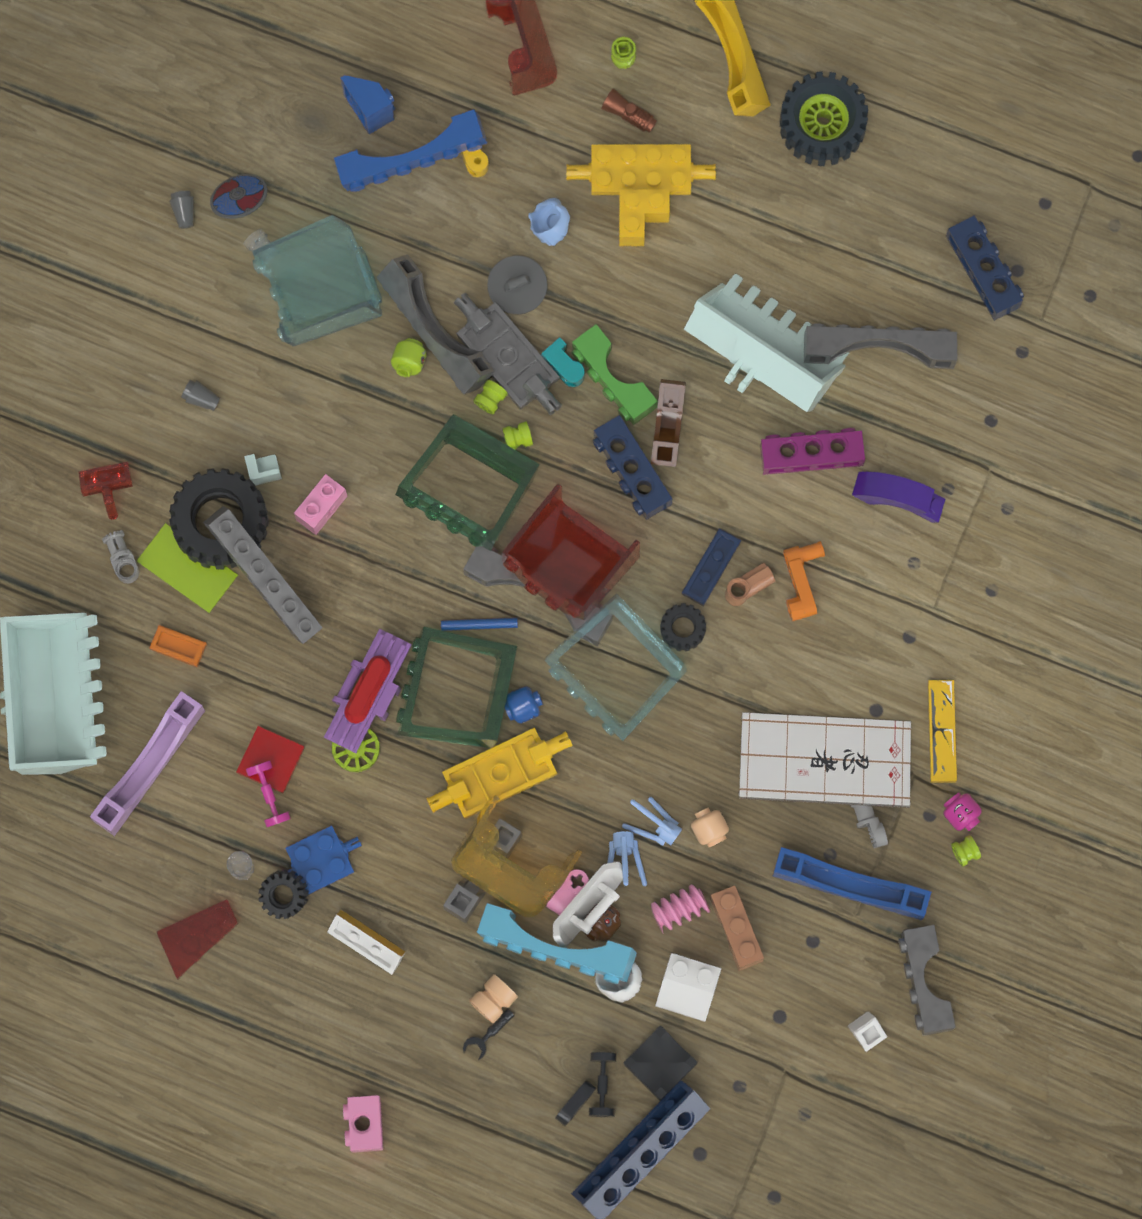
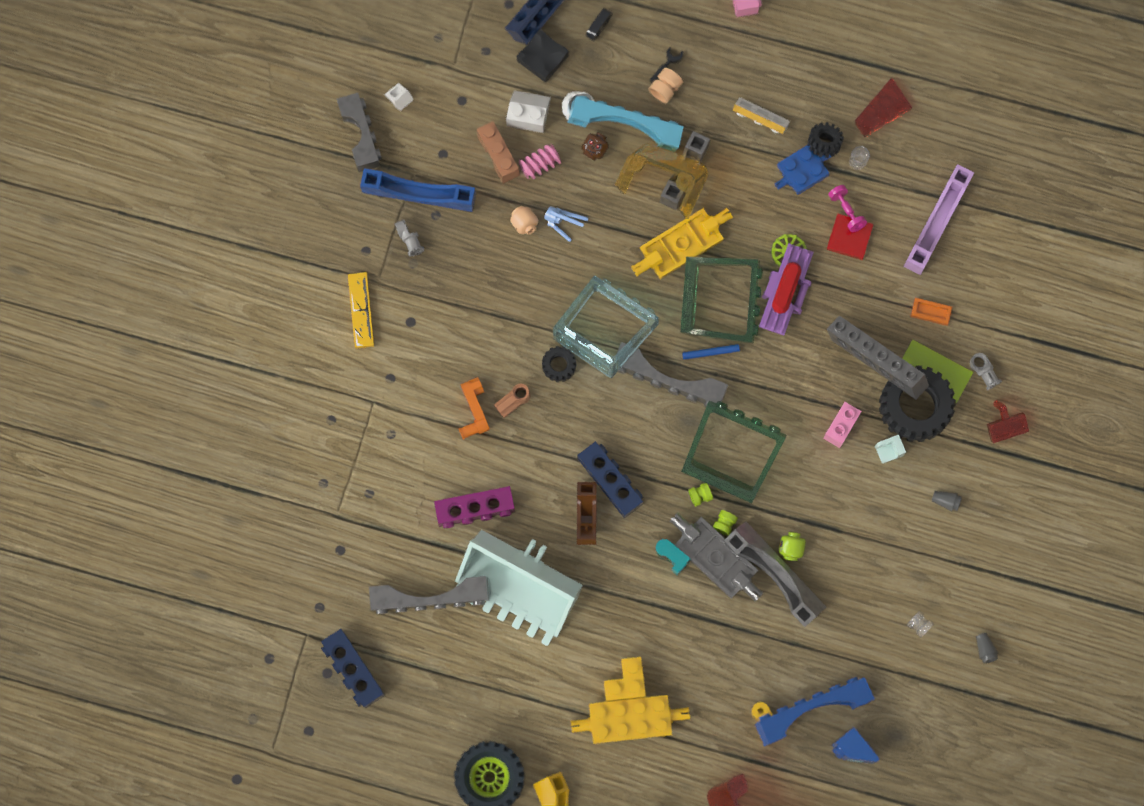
camera: 175 degrees right, 0 degrees up
(50, 693) = (1020, 256): light aqua piece -> none
(238, 196) = (944, 662): shield -> none
(319, 281) = (867, 592): clear light blue windscreen -> none
(517, 284) = (716, 617): dark grey shield -> none
(523, 704) = (670, 293): blue head -> none
(550, 221) = (697, 669): light blue hair -> none
(566, 892) = (617, 163): bright pink piece -> none
(567, 558) = (648, 394): clear red windscreen -> none
(597, 891) = (615, 144): white piece -> none
(602, 1084) = (583, 55): black wheel -> none
(624, 844) = (585, 203): light blue plant -> none
(633, 400) = (615, 532): bright green arch -> none
(636, 116) = (644, 768): copper piece -> none
(711, 567) = (542, 413): dark blue tile -> none
(825, 760) = (444, 277): white piece -> none
(900, 492) = (406, 477): dark purple arch -> none
(962, 812) = (341, 250): dark pink head -> none
(966, 850) = (337, 224): lime wheel -> none

